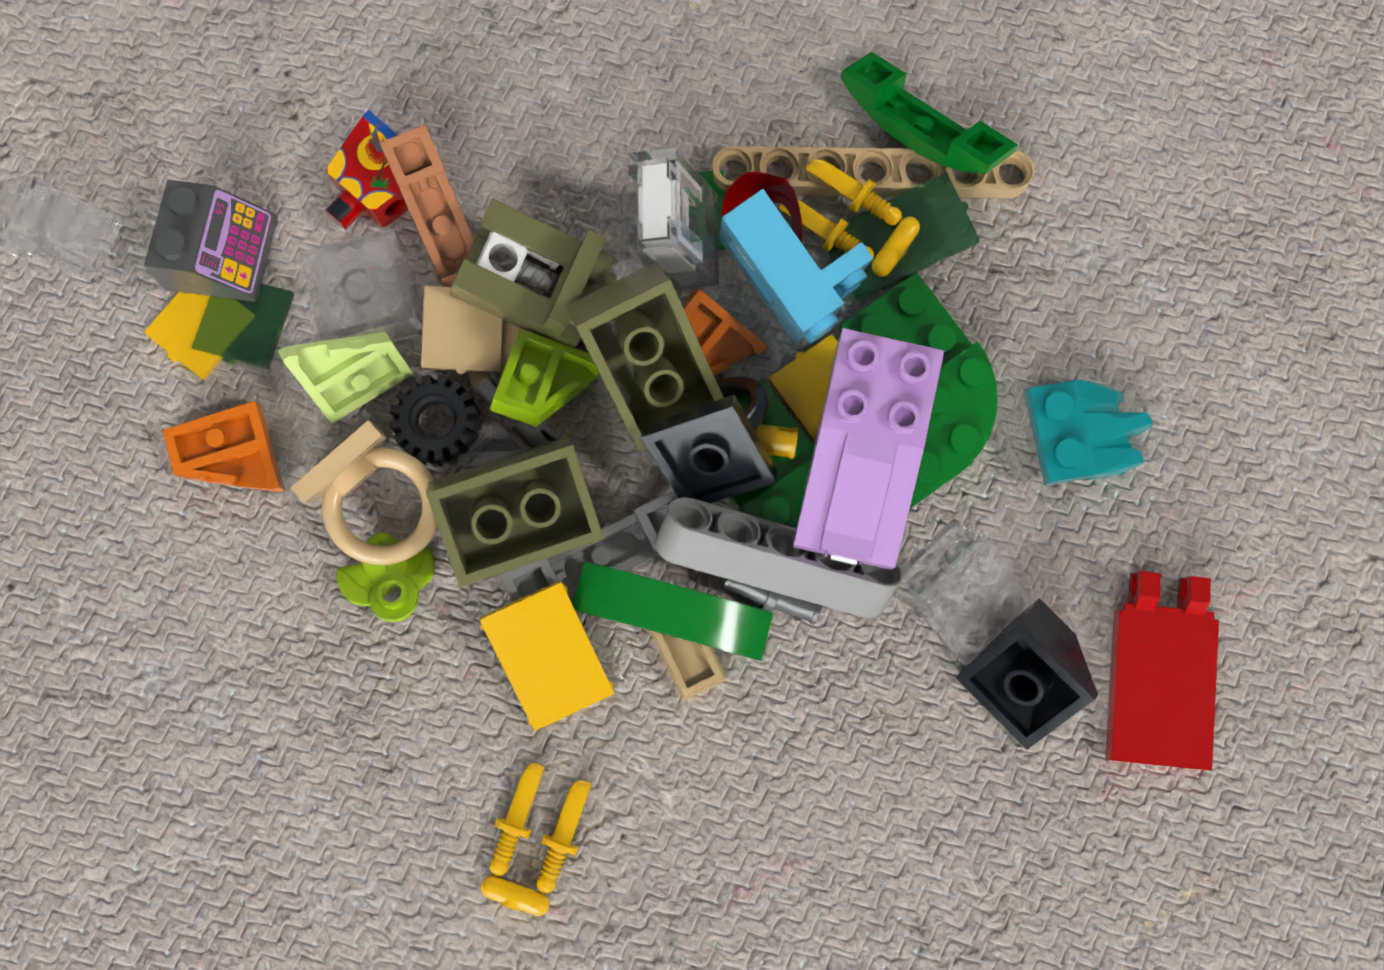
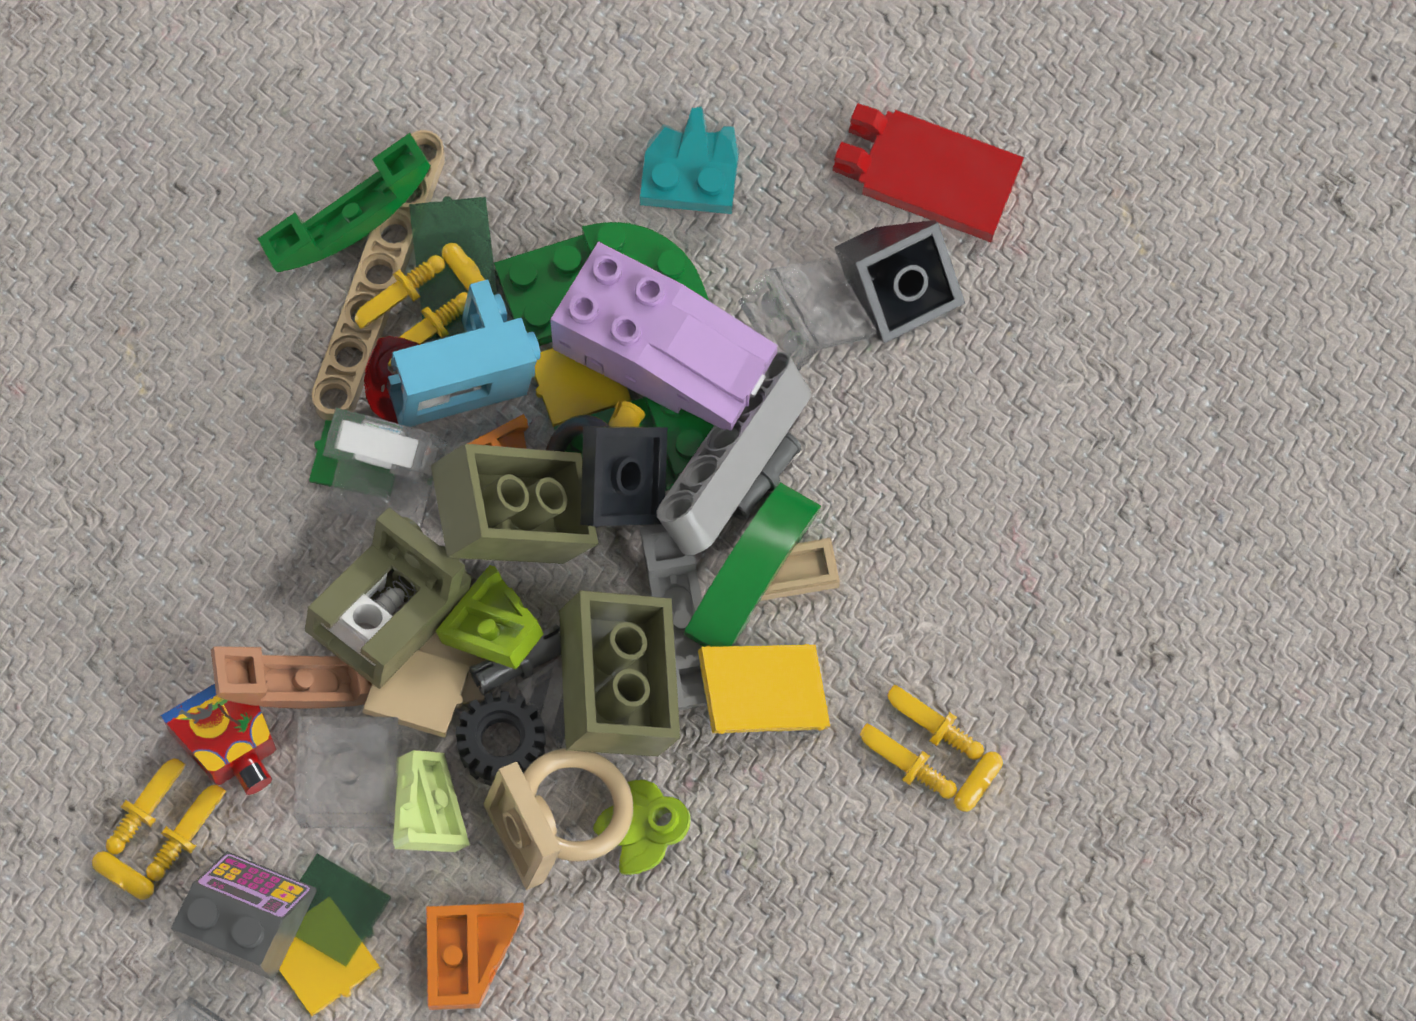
camera: 80 degrees left, 10 degrees down
(274, 169) = (179, 838): none -> yellow piece

